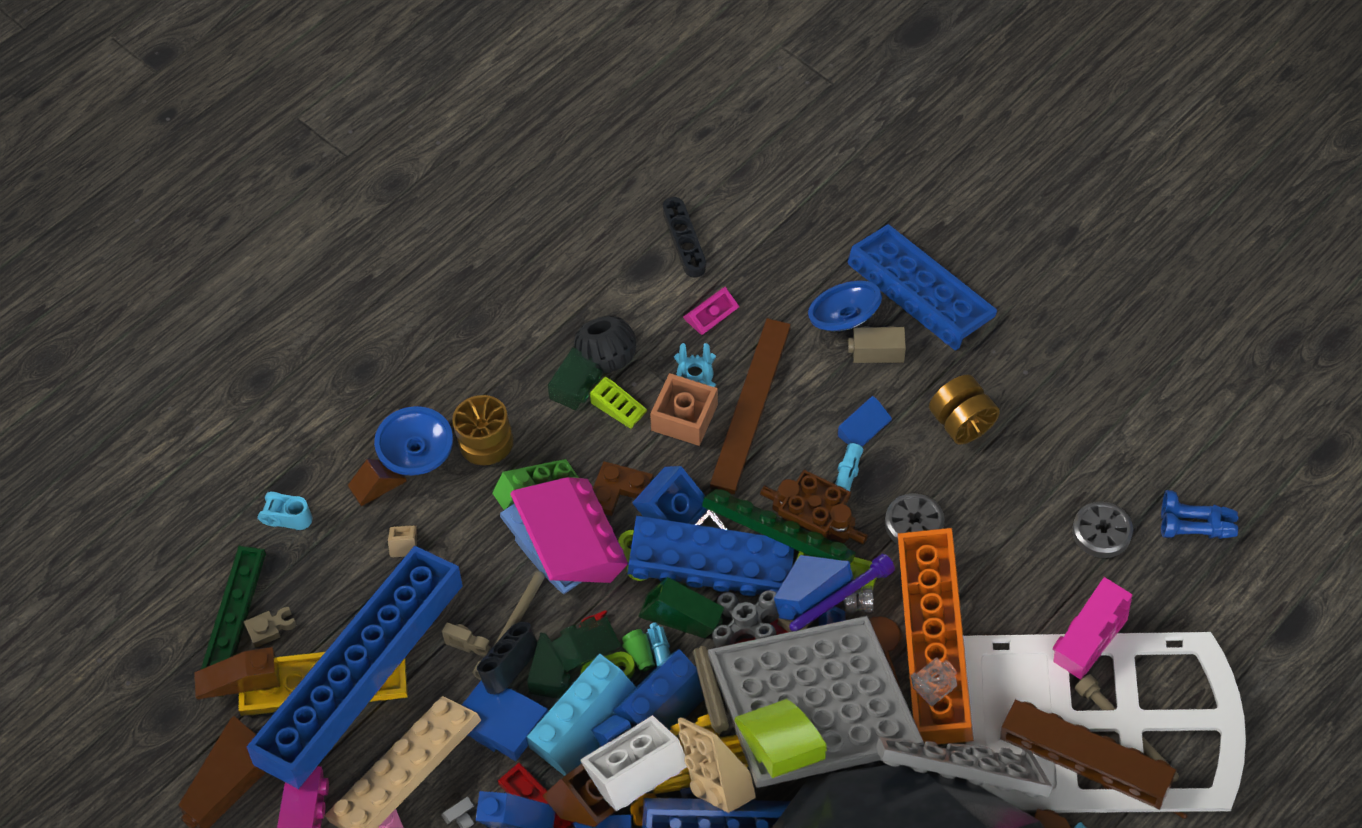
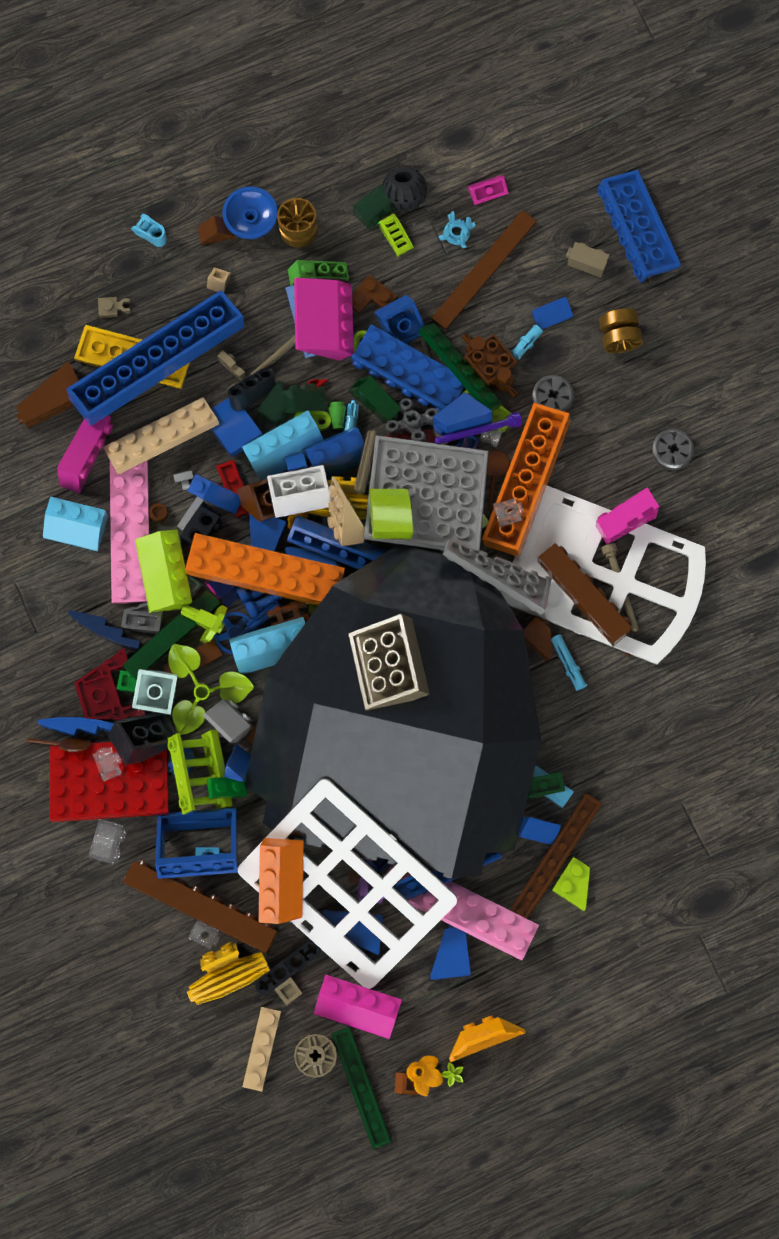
camera: 20 degrees right, 20 degrees up
(234, 605) = (90, 293): dark green tile -> none
(239, 674) = (81, 335): reddish brown slope -> none
(684, 409) = (436, 258): nougat brick -> none
(685, 236) = (494, 125): black beam -> none
(845, 306) = (577, 222): blue dish -> none
(1219, 519) = (727, 454): blue piece -> none

